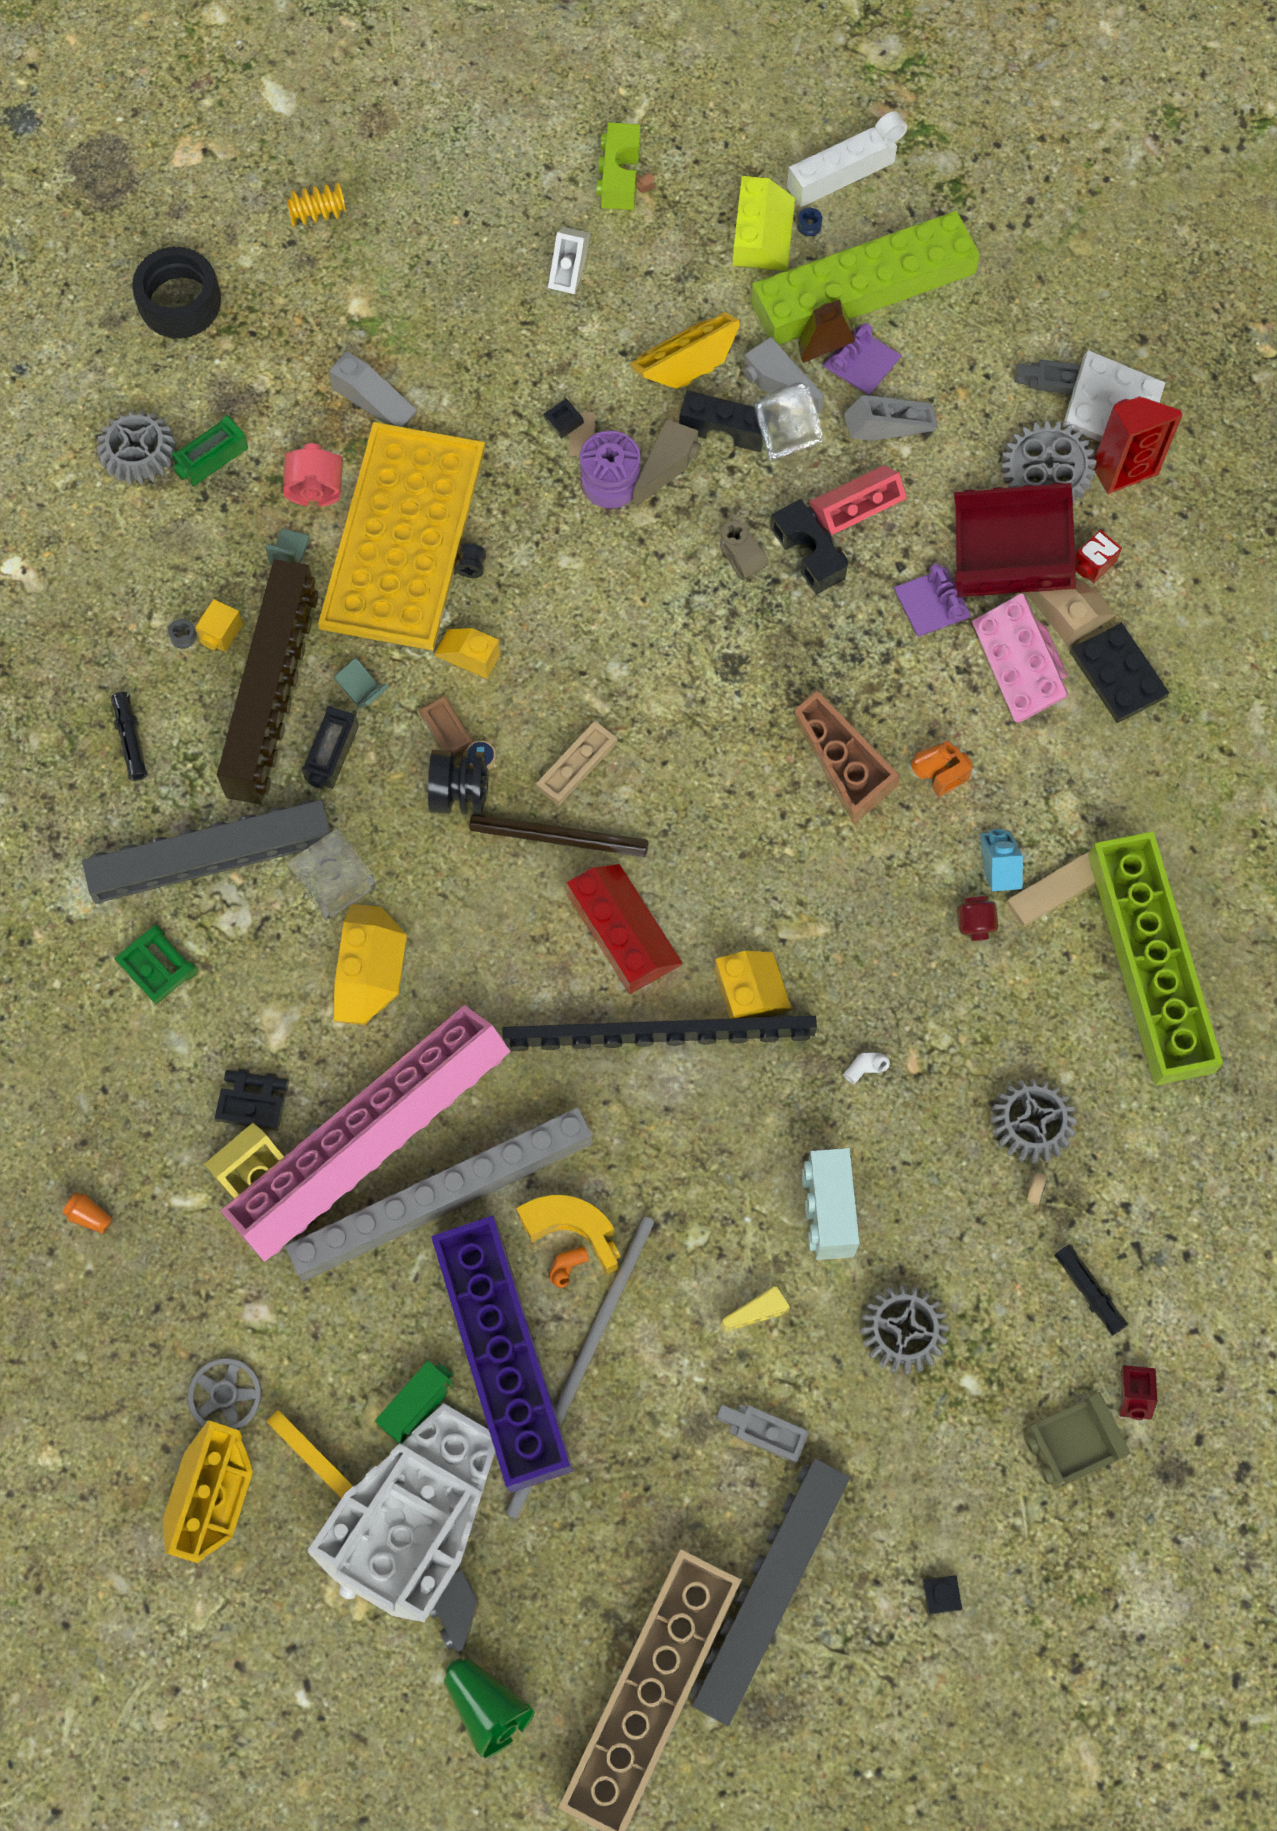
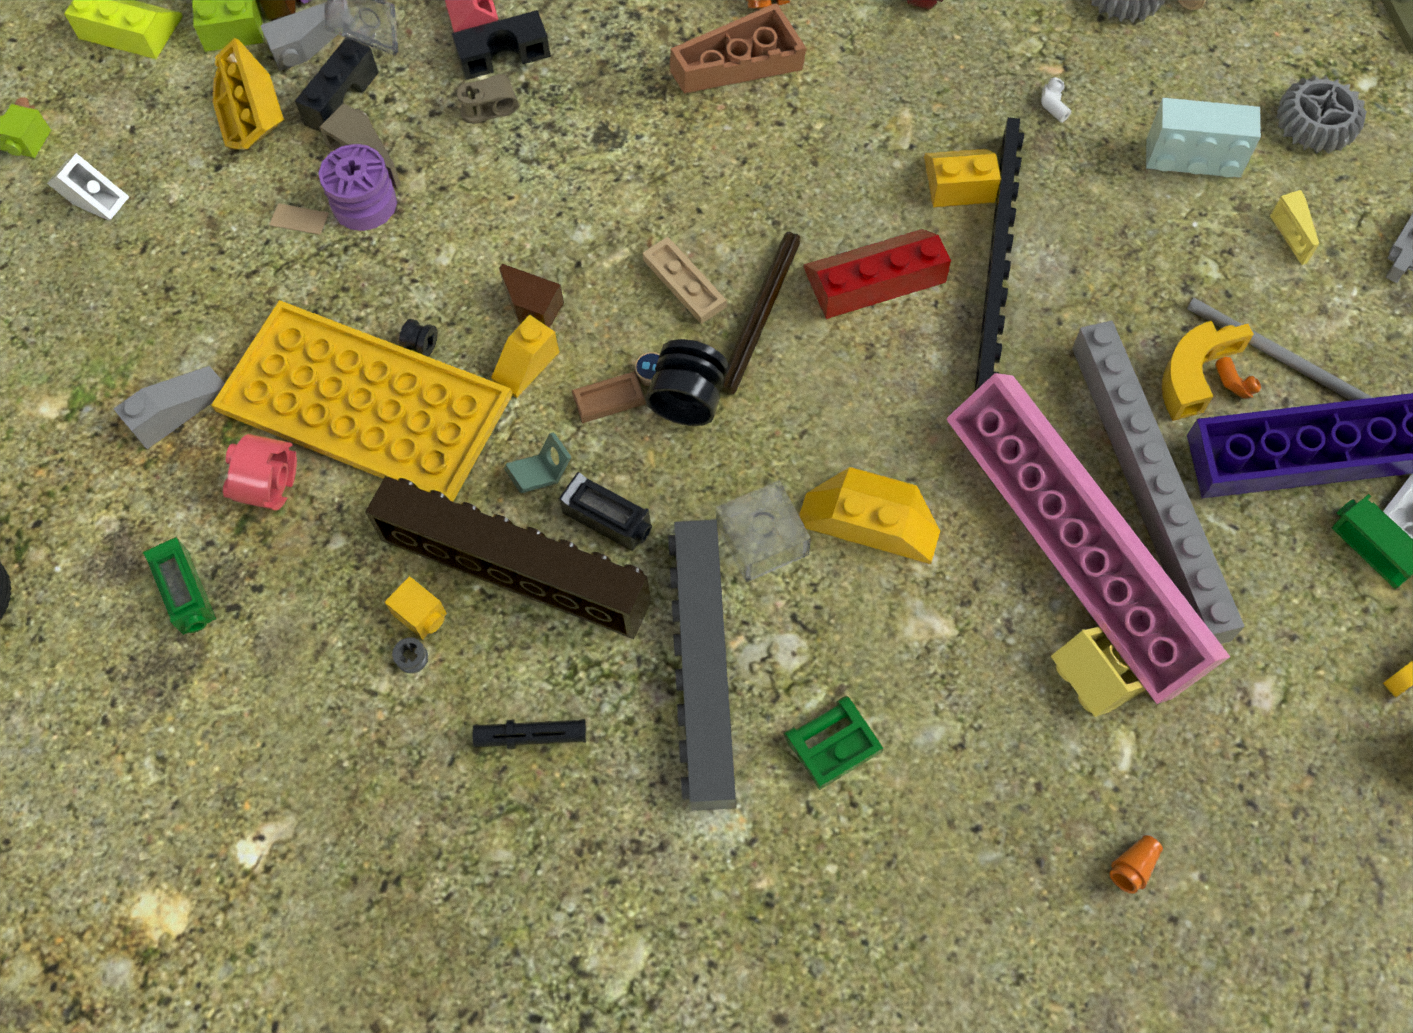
camera: 75 degrees left, 5 degrees down
(133, 462) = (121, 670): light grey gear -> none
(225, 1393) = (1359, 741): light grey wheel -> none
(248, 1108) = (1028, 660): black plate -> none
(289, 547) = (341, 519): sand green bracket -> none
(528, 639) = (531, 295): none -> reddish brown slope
(563, 418) = (277, 225): black plate -> none

